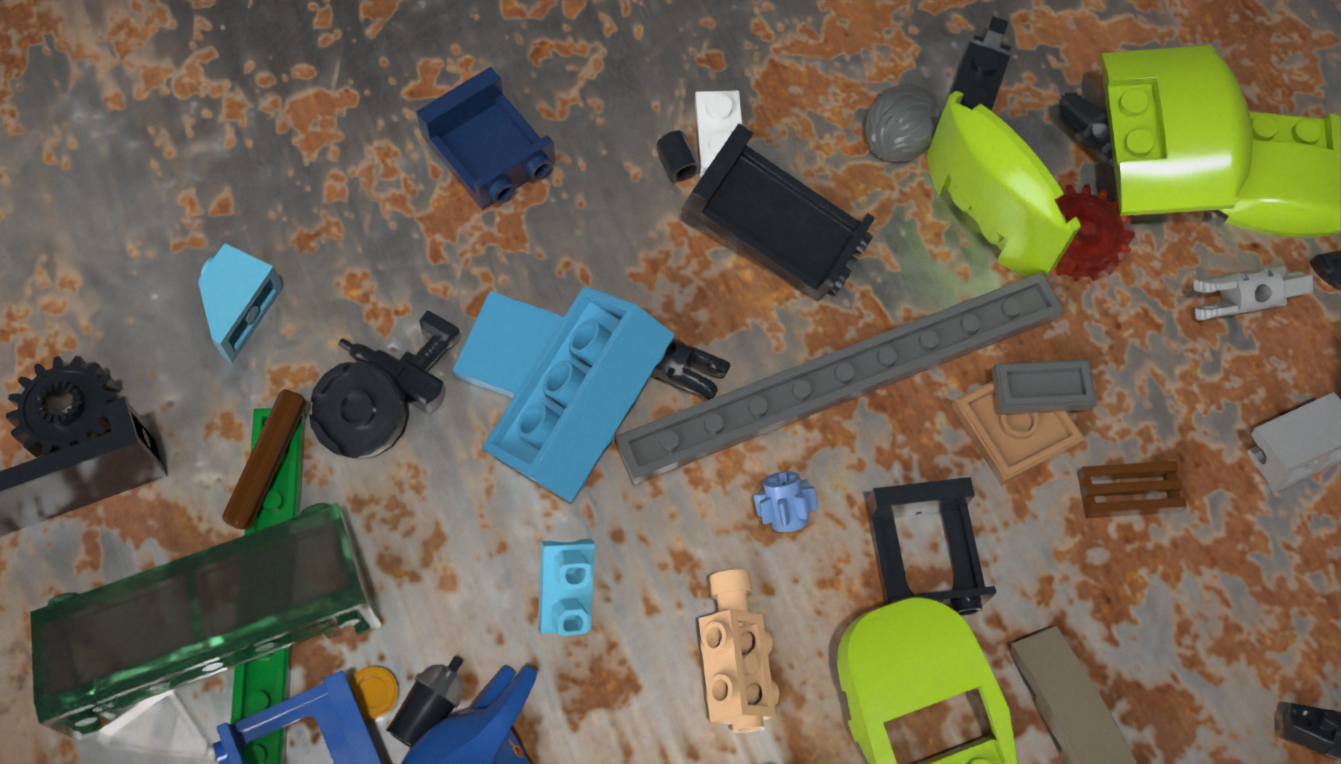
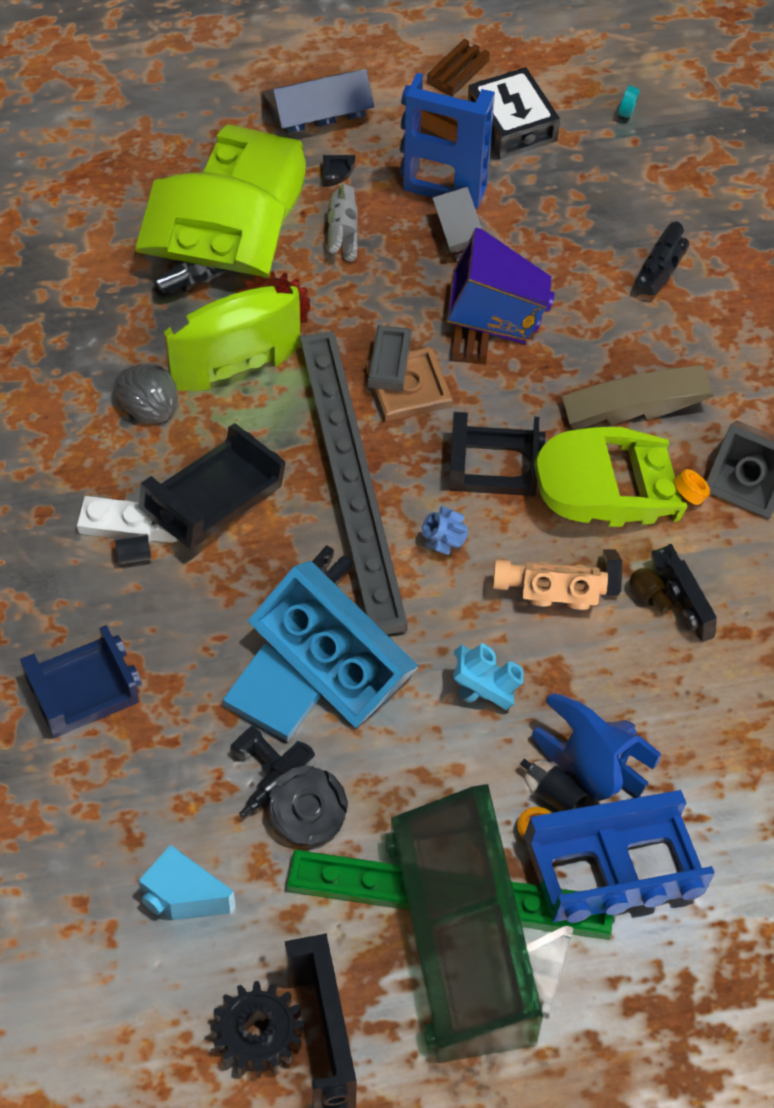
camera: 75 degrees left, 10 degrees down
(264, 460) = (339, 874): reddish brown axle -> none
(780, 735) = (613, 565): none -> black tile
(983, 67) = (116, 336): black hinge -> none
(1191, 499) = (498, 290): none -> slope

